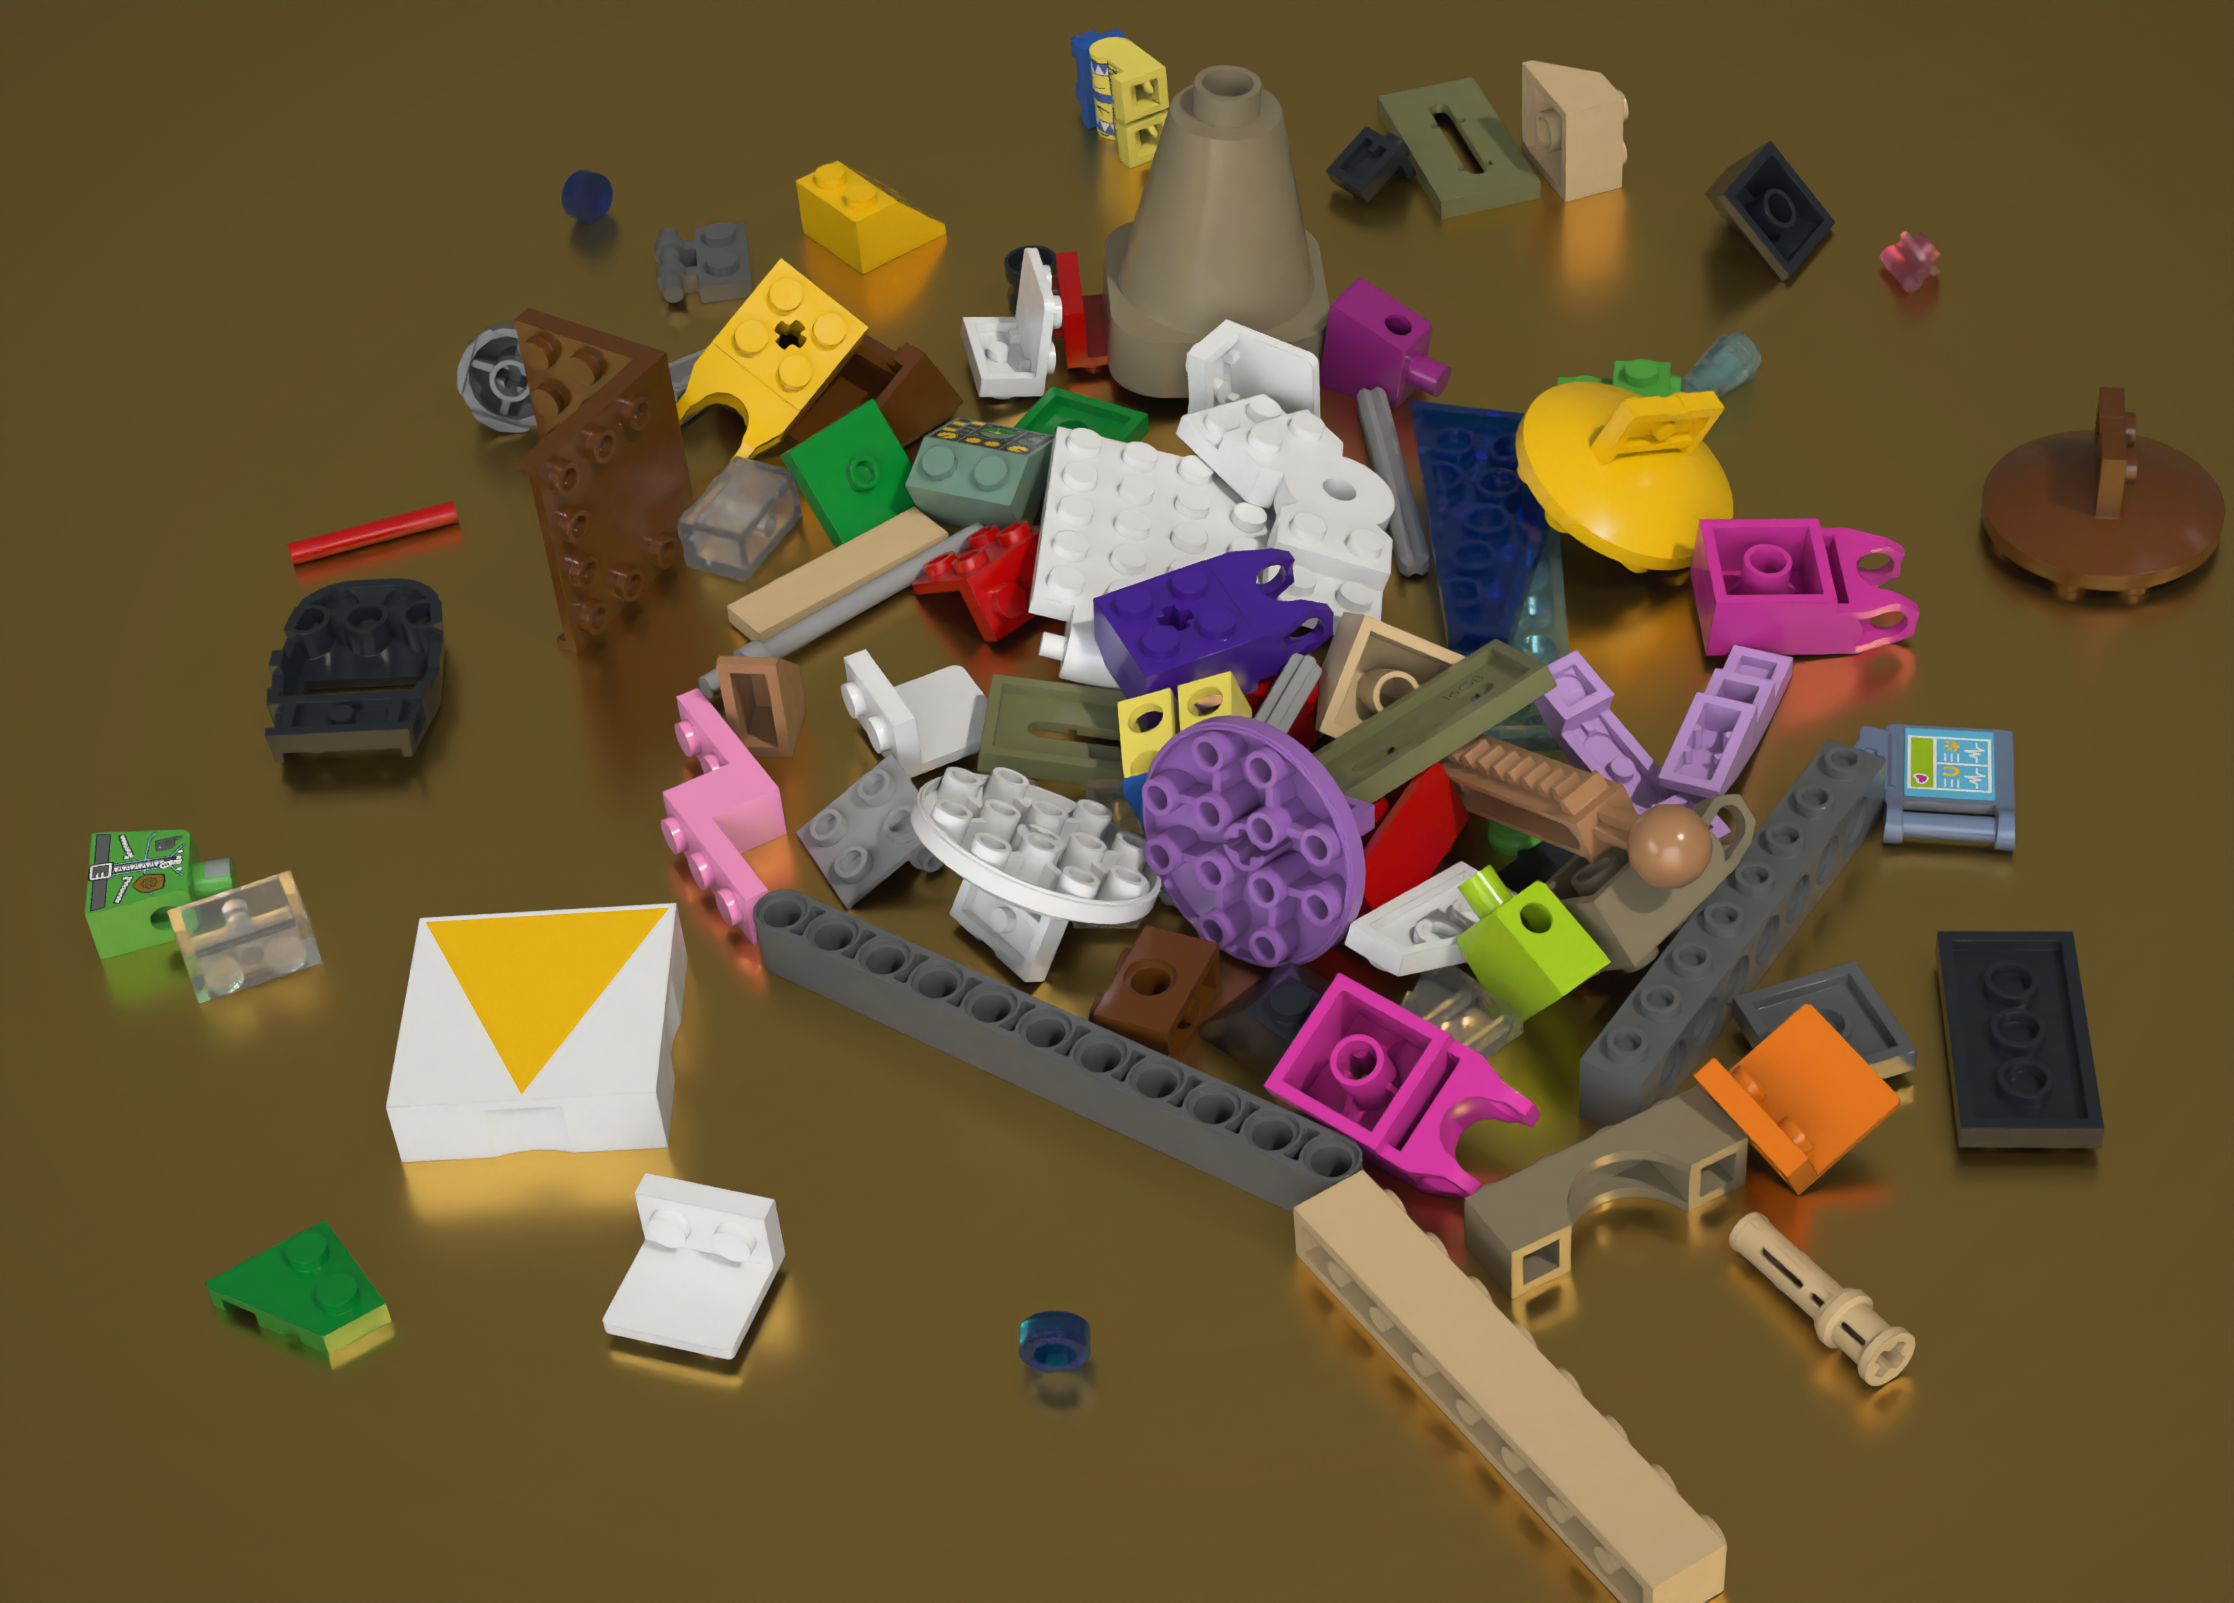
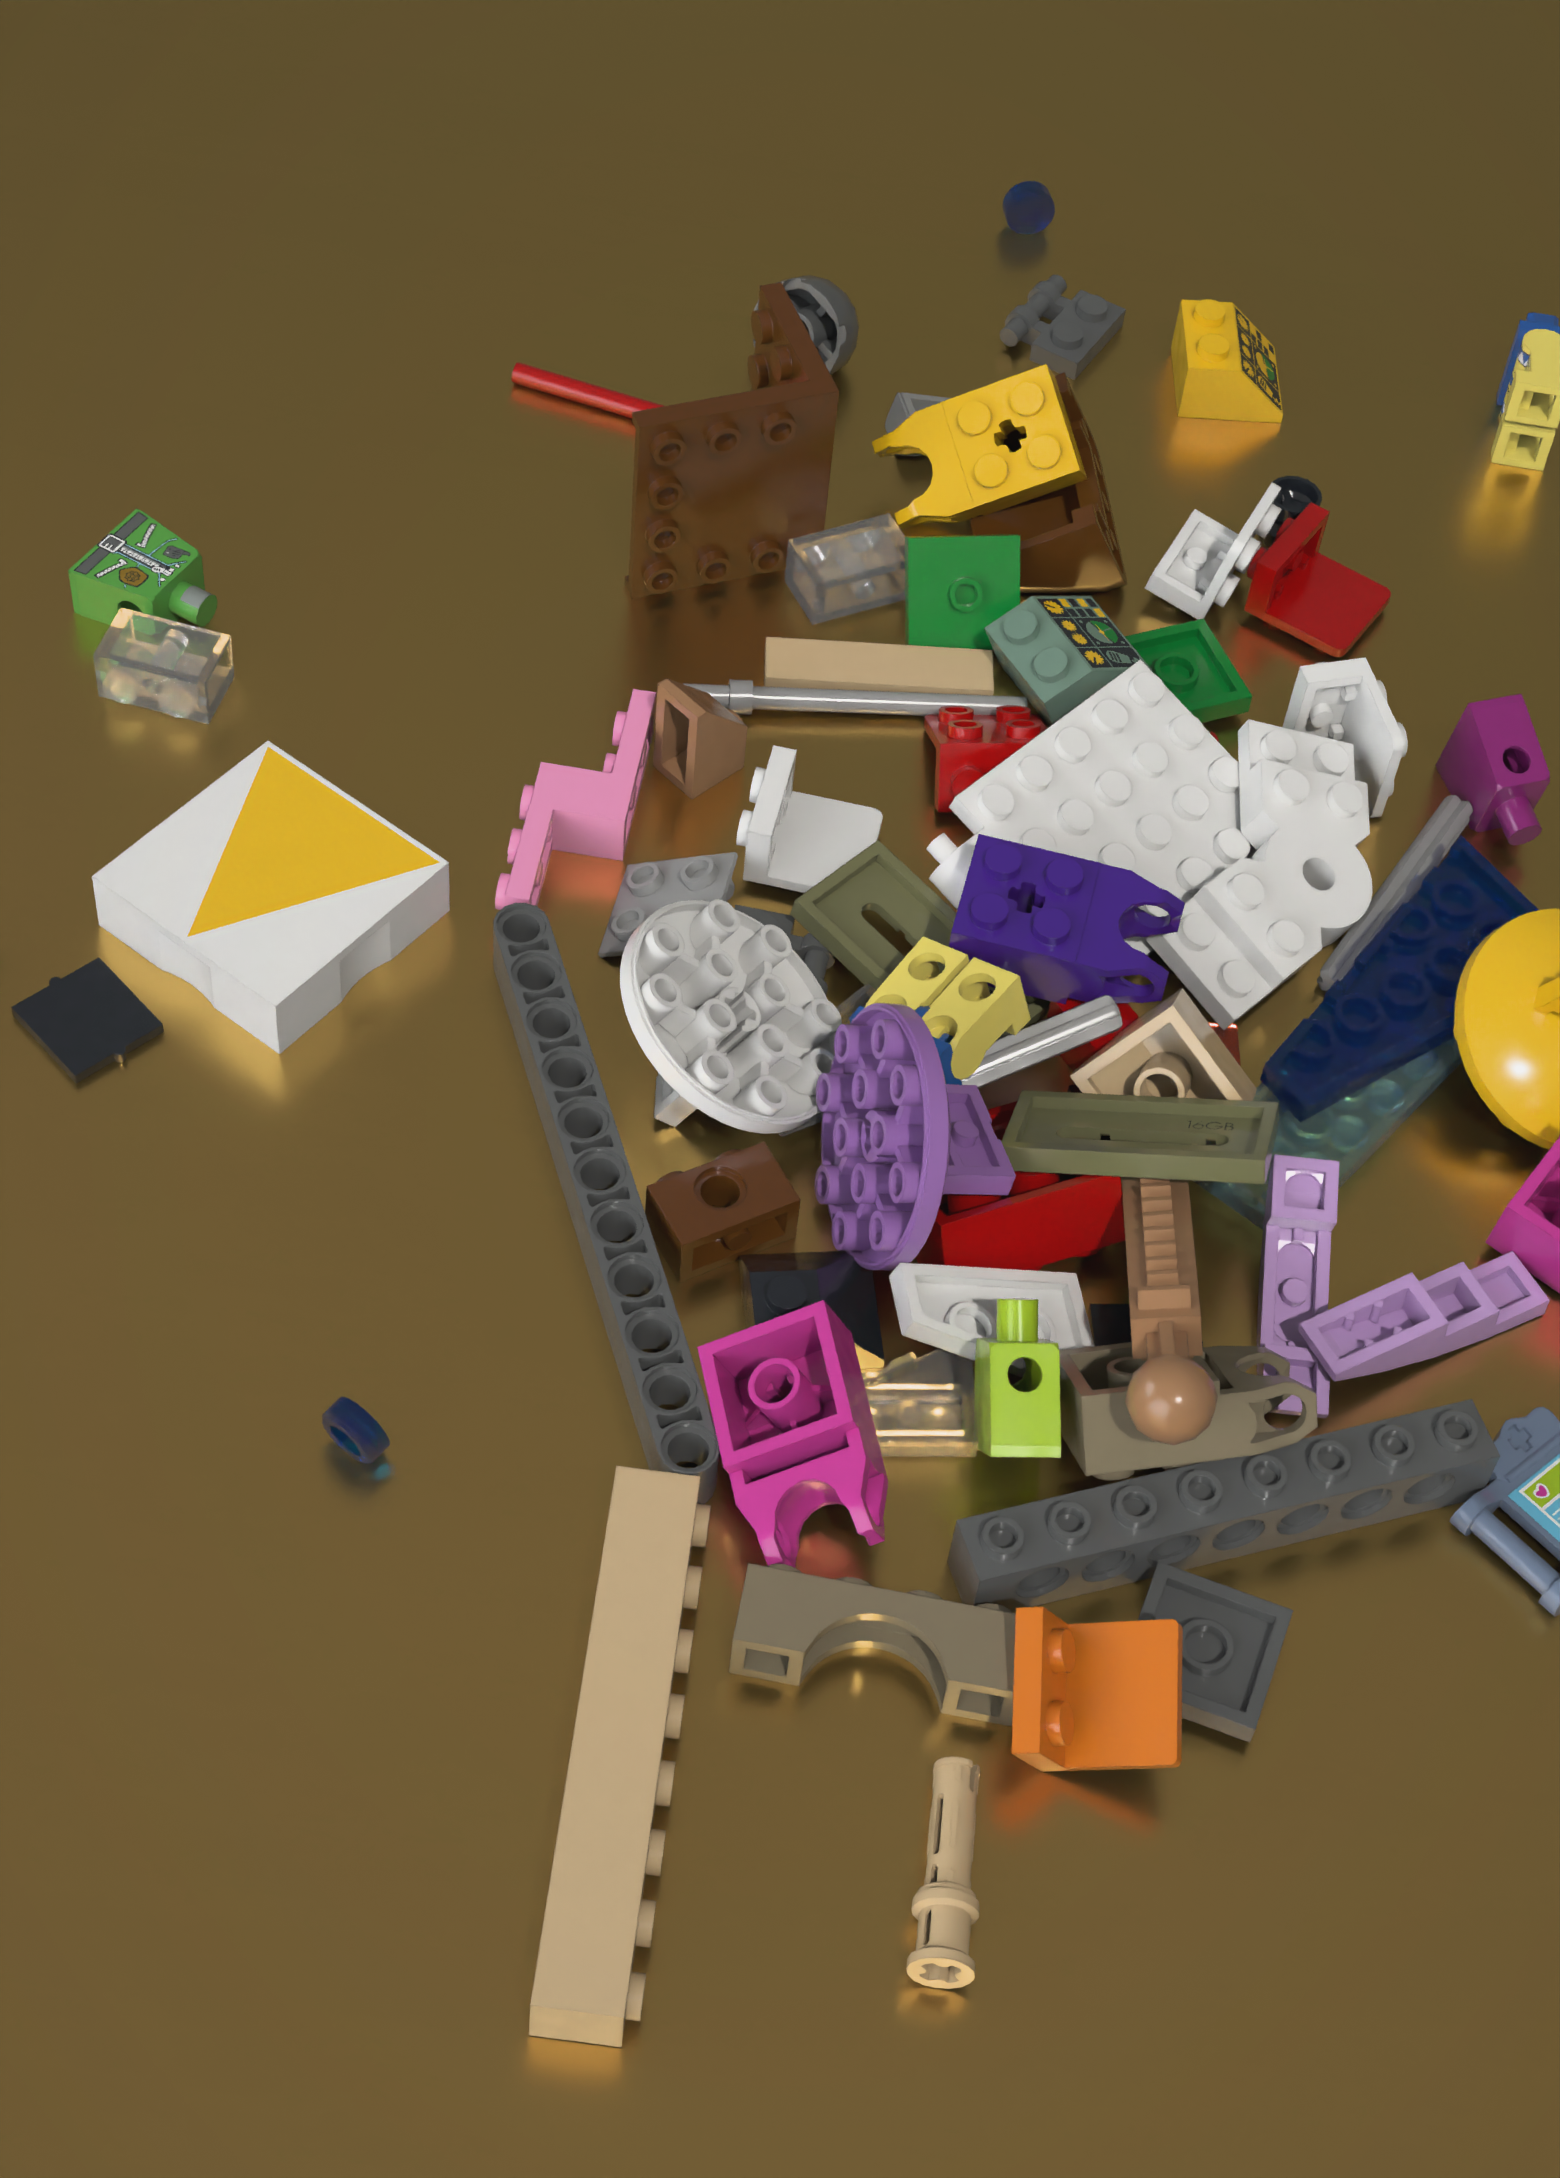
camera: 30 degrees right, 10 degrees up
(353, 639) = (477, 472): black slope -> none
(477, 1231) = (87, 1020): none -> black piece
(699, 1269) = (178, 1173): white bracket -> none
(1212, 238) = (1428, 586): dark tan cone -> none
(2018, 1040) = (1357, 1787): black plate -> none

